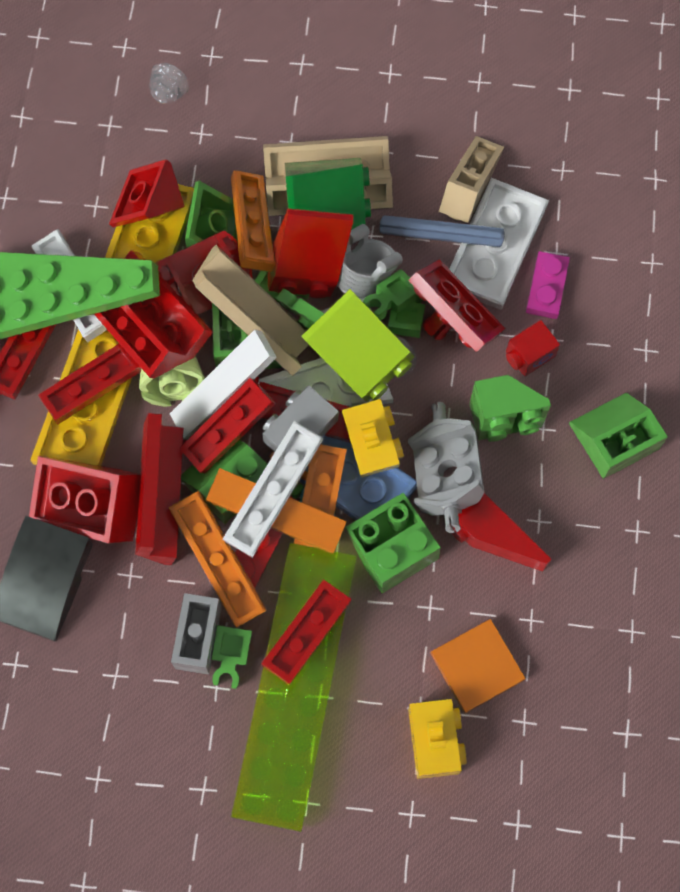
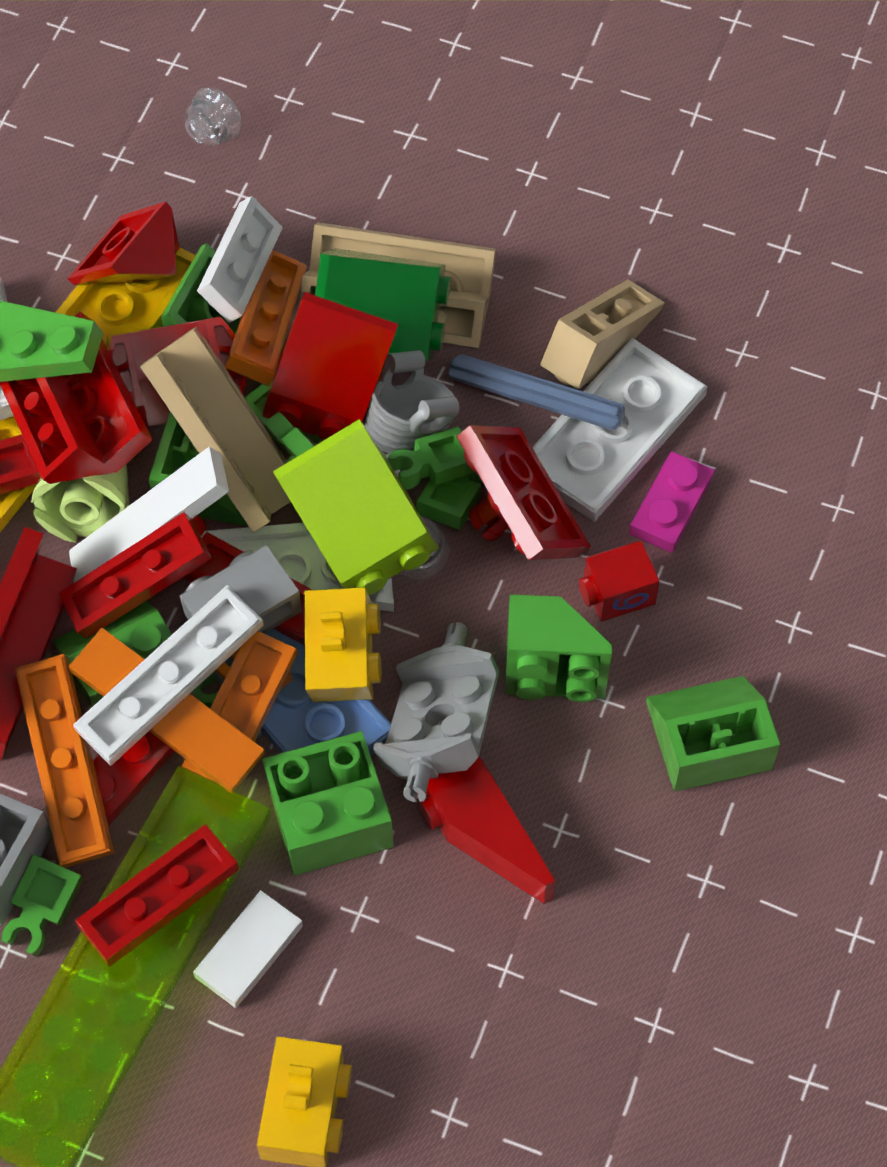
camera: 15 degrees right, 10 degrees down
(224, 185) = (240, 259): none -> white plate
(369, 649) = (248, 949): none -> white tile
(477, 666) = (402, 1015): orange tile -> none

